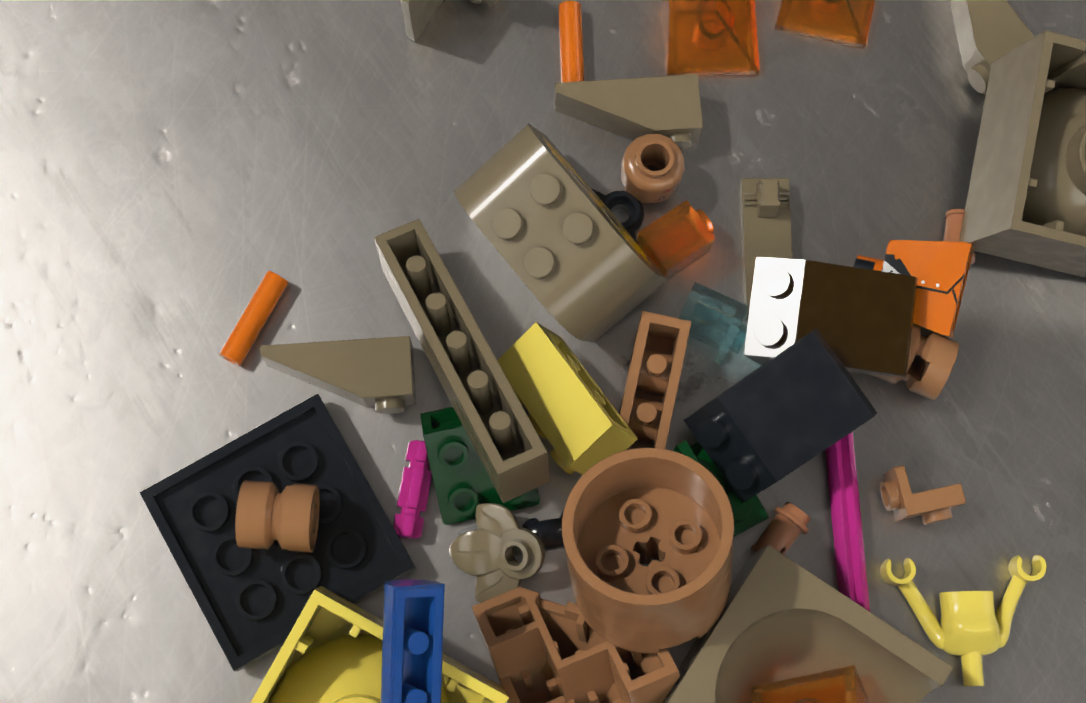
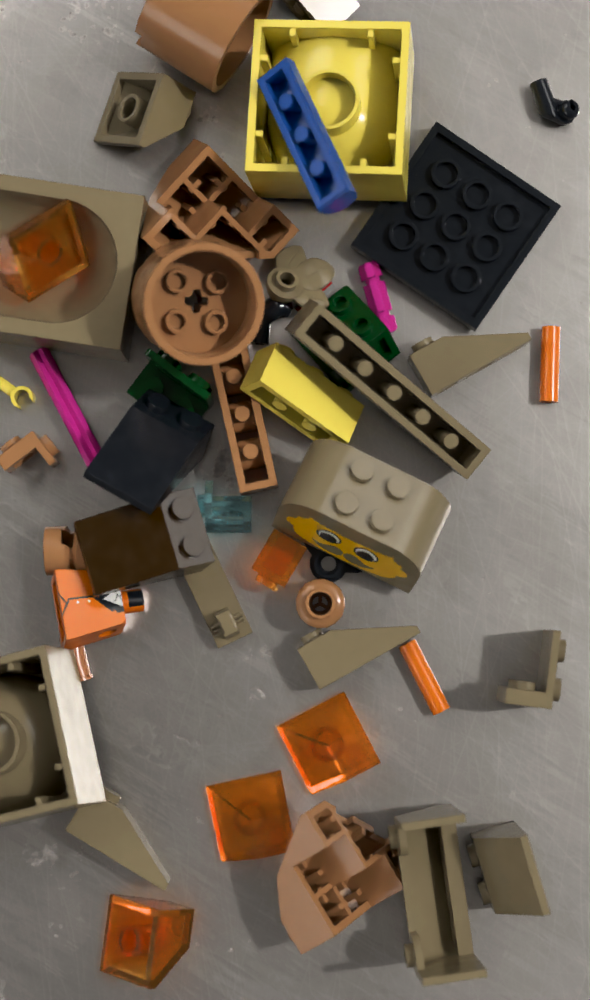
camera: 160 degrees right, 10 degrees up
(84, 624) = (552, 108): none -> black arm
(271, 516) = (457, 227): medium nougat wheel -> none
(783, 529) = (113, 384): nougat pin -> none

